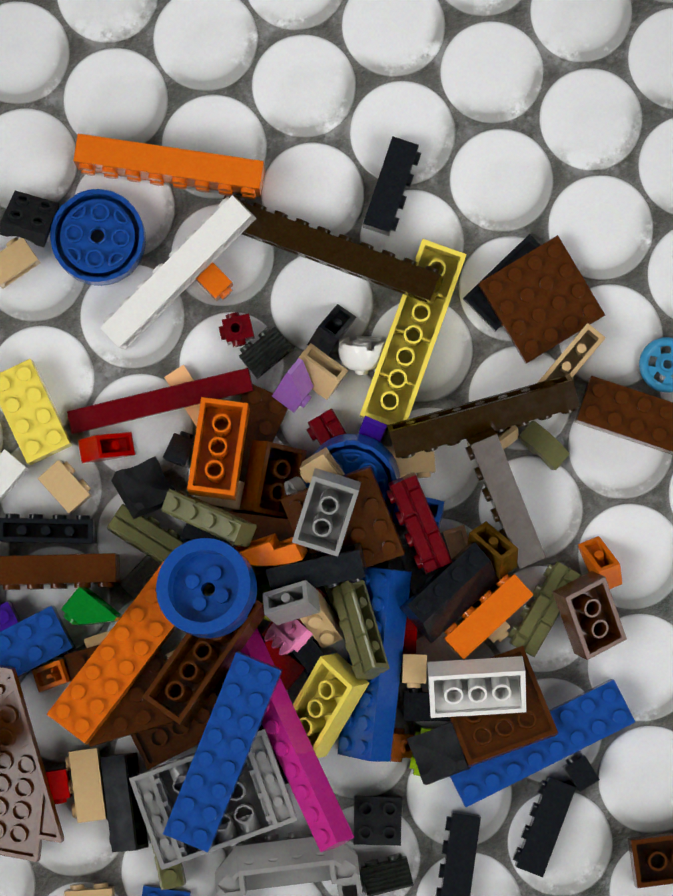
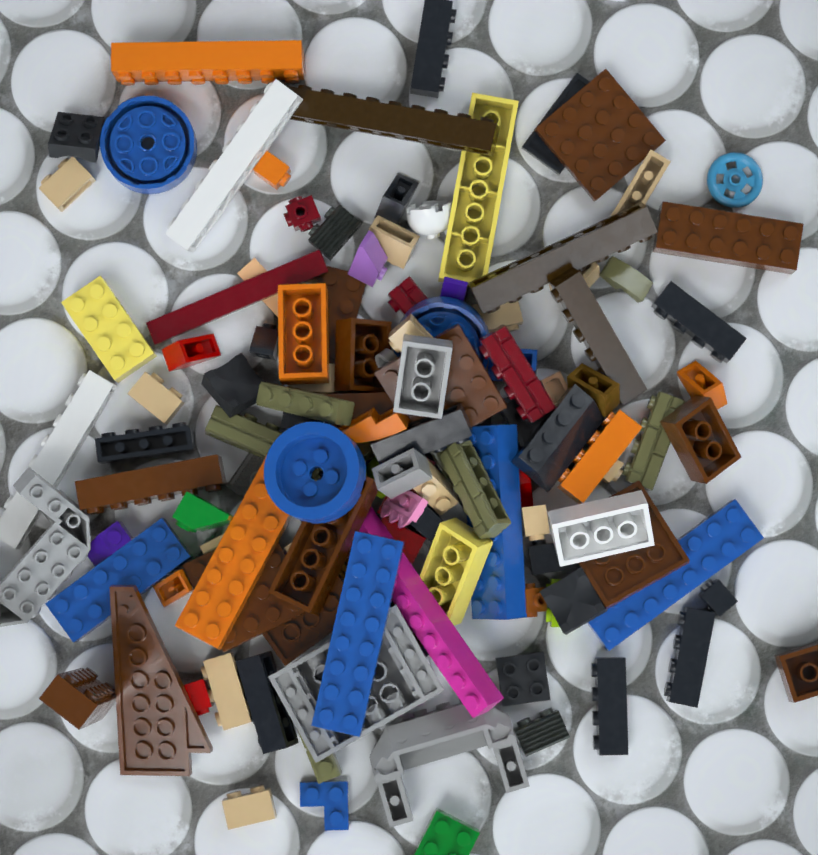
camera: 10 degrees left, 0 degrees up
(607, 499) = (698, 322): none -> black brick

